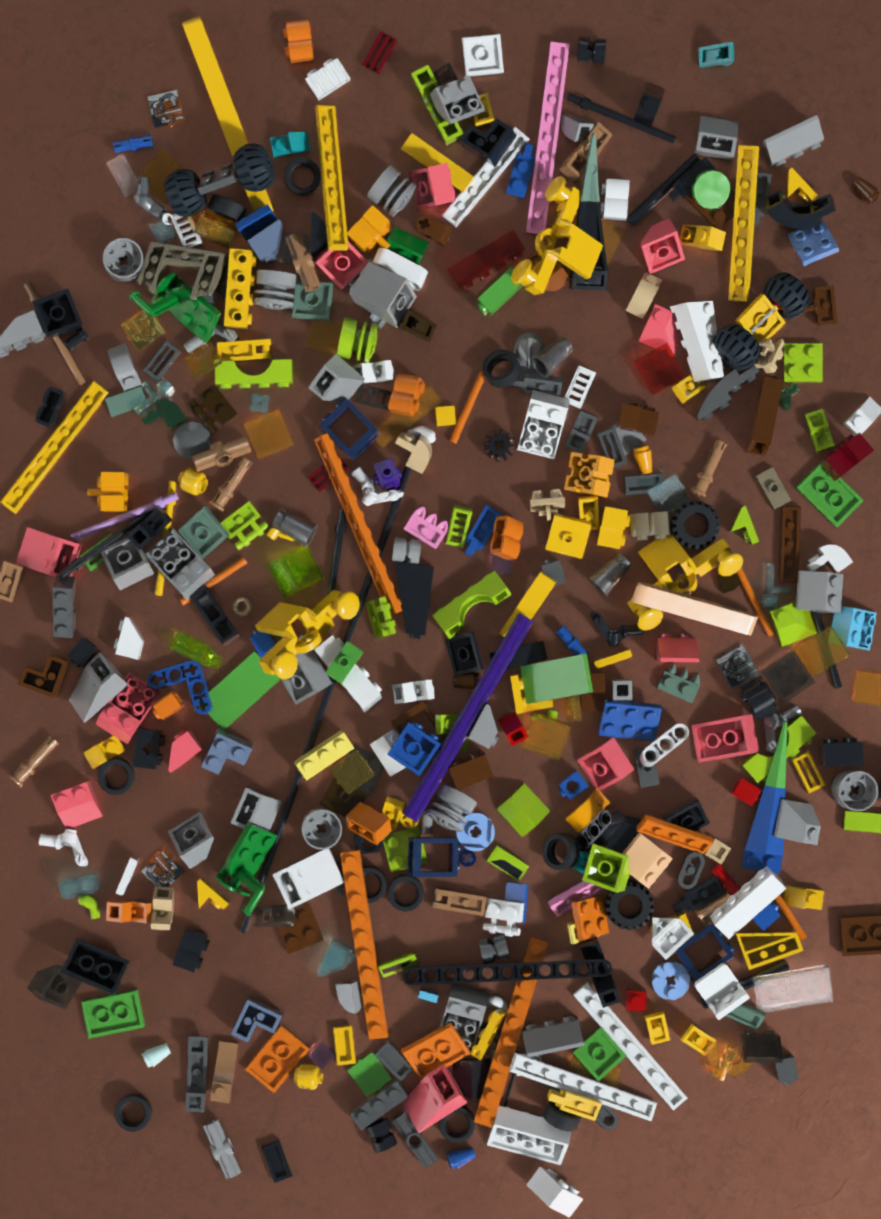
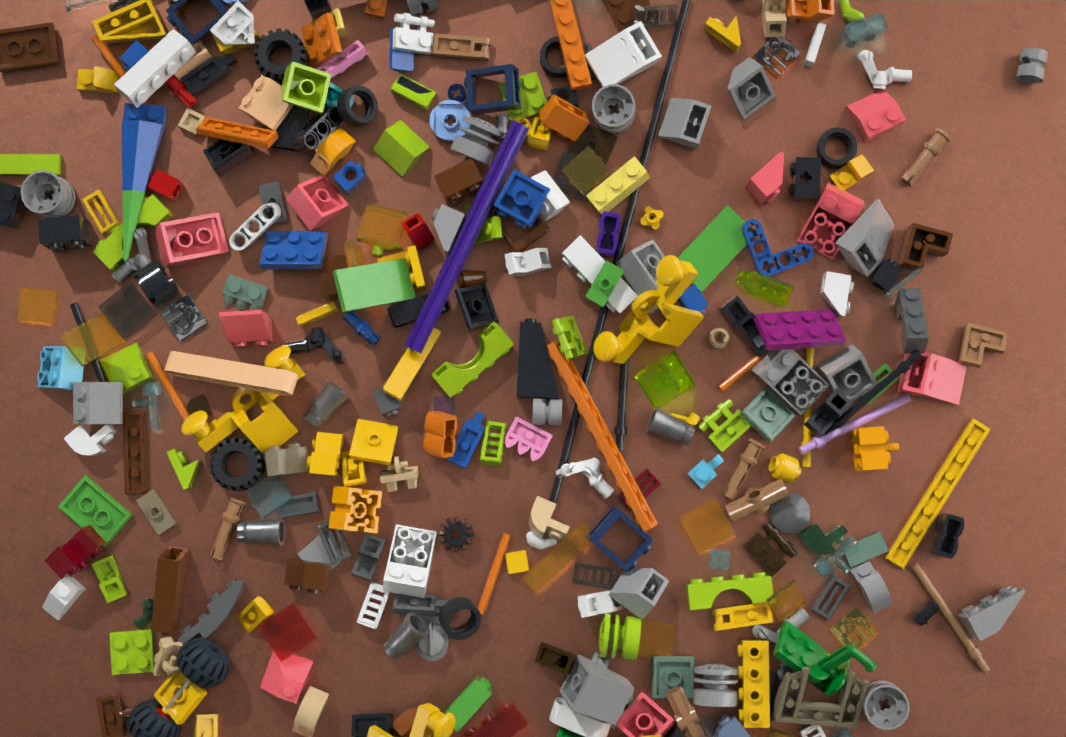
camera: 175 degrees right, 5 degrees down
(57, 314) = (951, 639): black slope -> none
(66, 644) = (903, 282): none -> clear light blue piece
(167, 706) = (789, 224): orange brick -> none
(168, 606) = (799, 329): none -> magenta plate
(225, 746) = (722, 187): sand blue brick -> none
(244, 863) = (694, 67): green plate -> none
(267, 483) = (703, 471): none -> medium azure plate
(299, 723) = (651, 212): none -> yellow plate
(338, 704) = (608, 231): none -> dark purple brick
(387, 475) = (575, 491): dark purple brick -> none
(405, 907) = (524, 36): black tyre -> none
(406, 394) = (562, 581): orange brick -> none
(621, 689) = (304, 280): light grey brick -> none
(643, 458) = (298, 532): light orange cone -> none
(676, 462) = (262, 531): none -> flat silver plant
(692, 870) = (216, 99): dark grey plate -> none
(698, 332) = (246, 676): white wedge -> none
(797, 822) = (107, 155): light grey slope -> none

